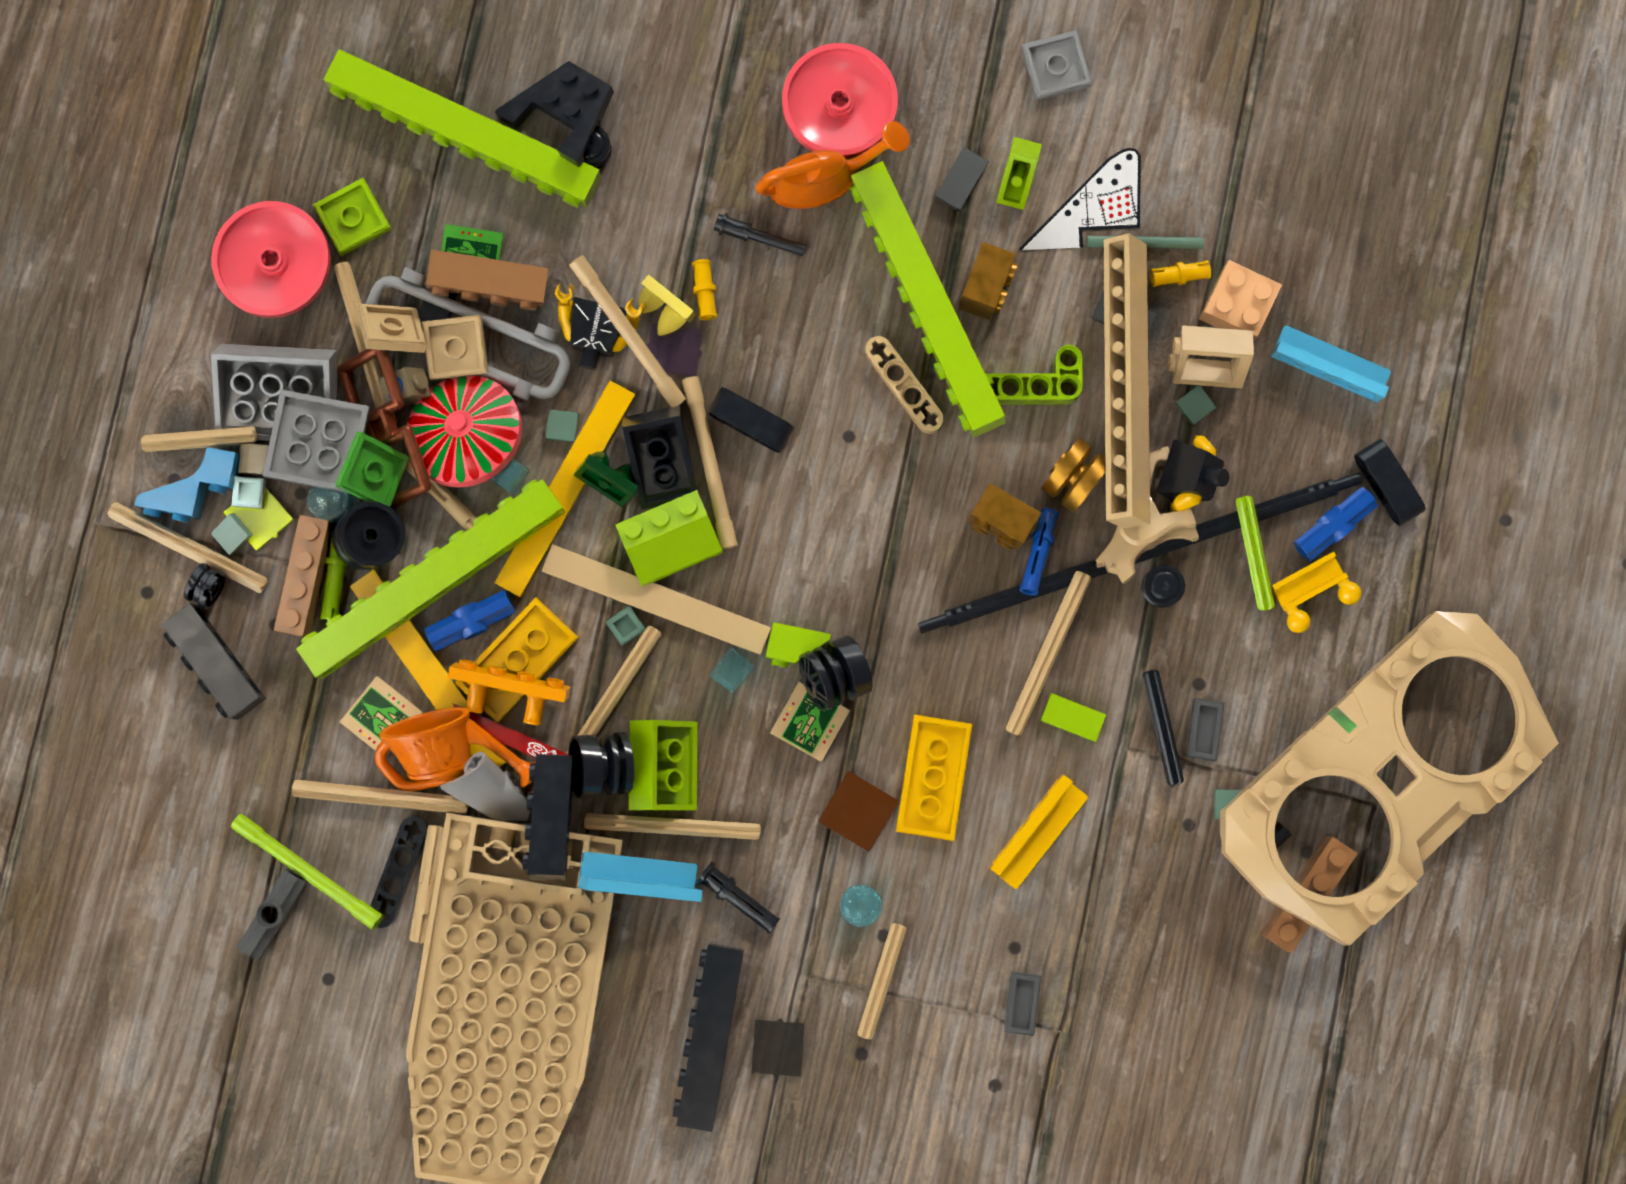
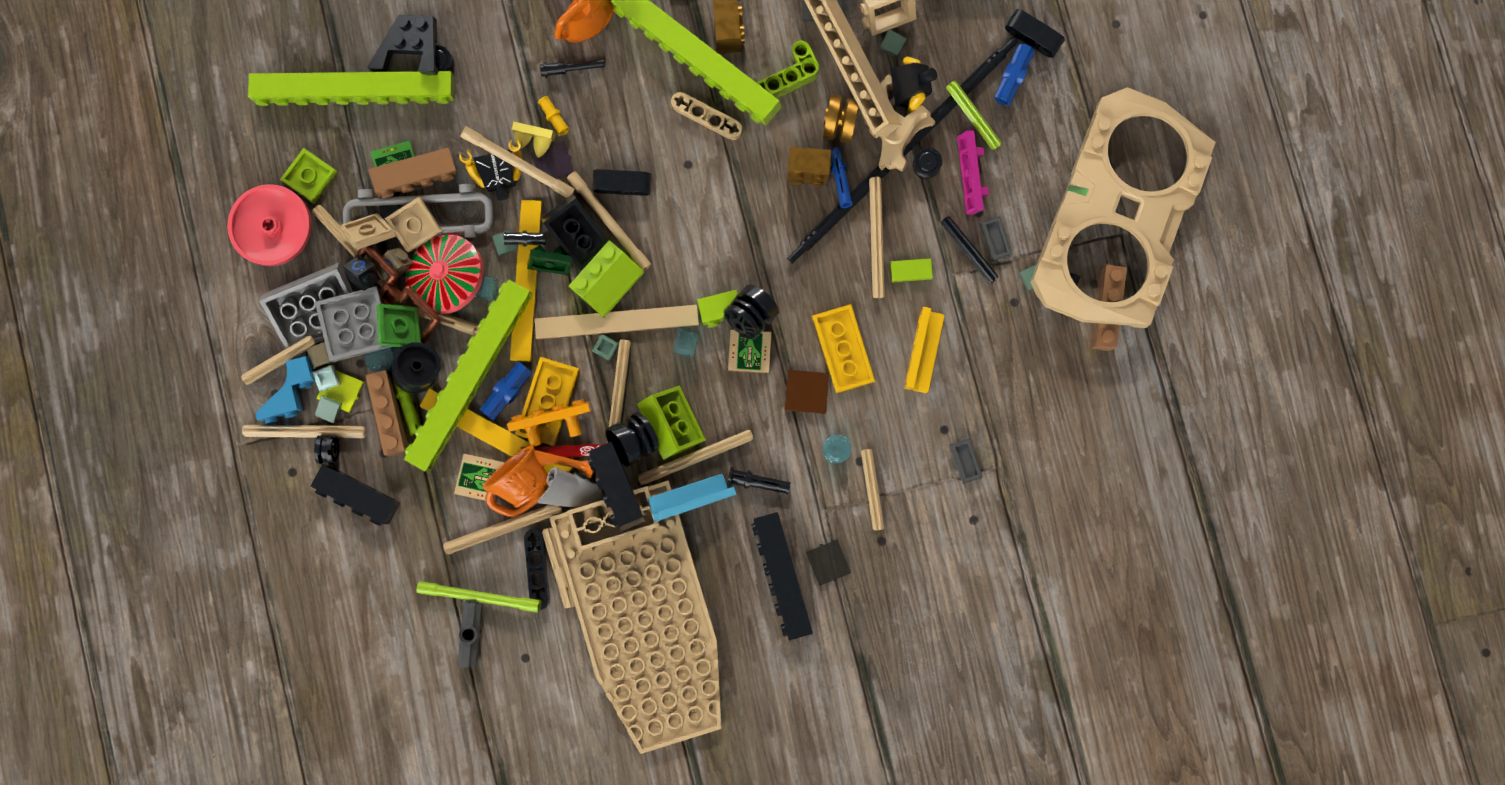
camera: 25 degrees left, 0 degrees up
(358, 379) = (361, 272): none -> black brick
(589, 434) = (524, 238): none -> black pin
(1214, 623) = (969, 158): none -> dark pink hinge
(1310, 582) = (1015, 119): yellow gear -> none

